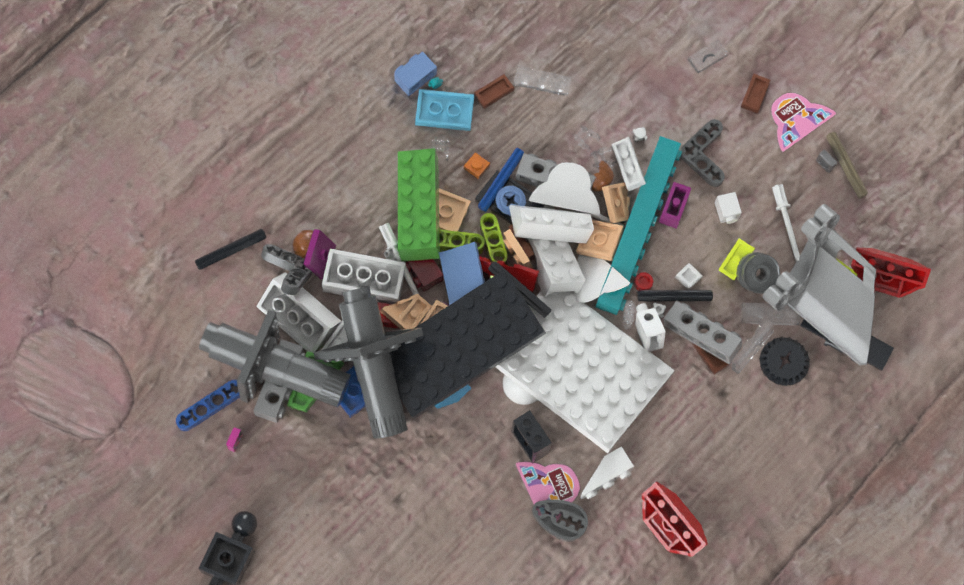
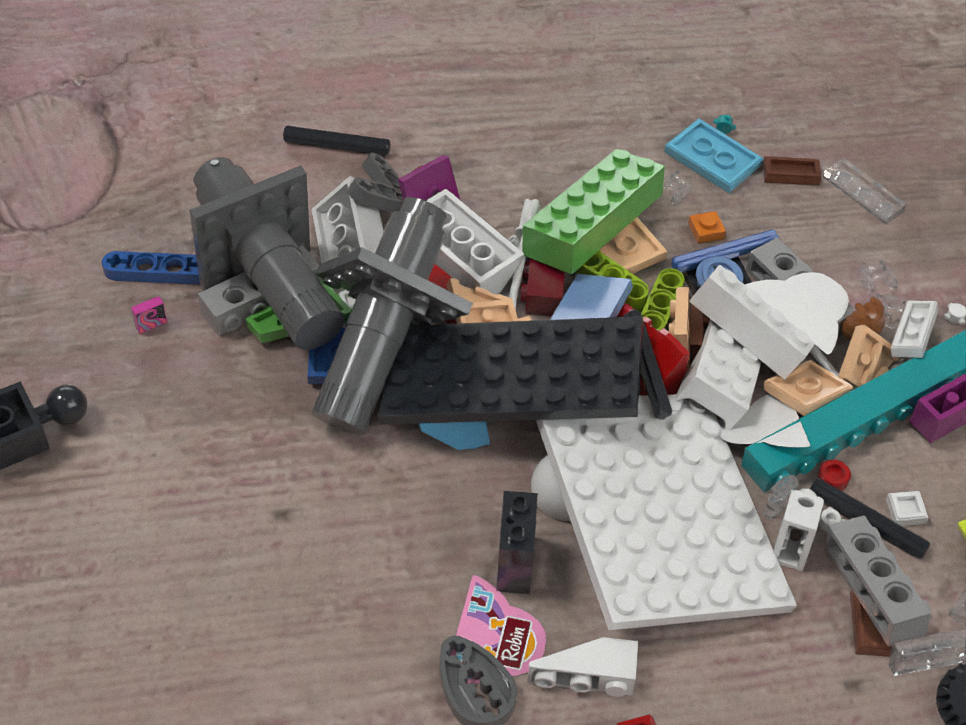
camera: 40 degrees right, 20 degrees down
(415, 73) = (706, 100): medium blue brick -> none

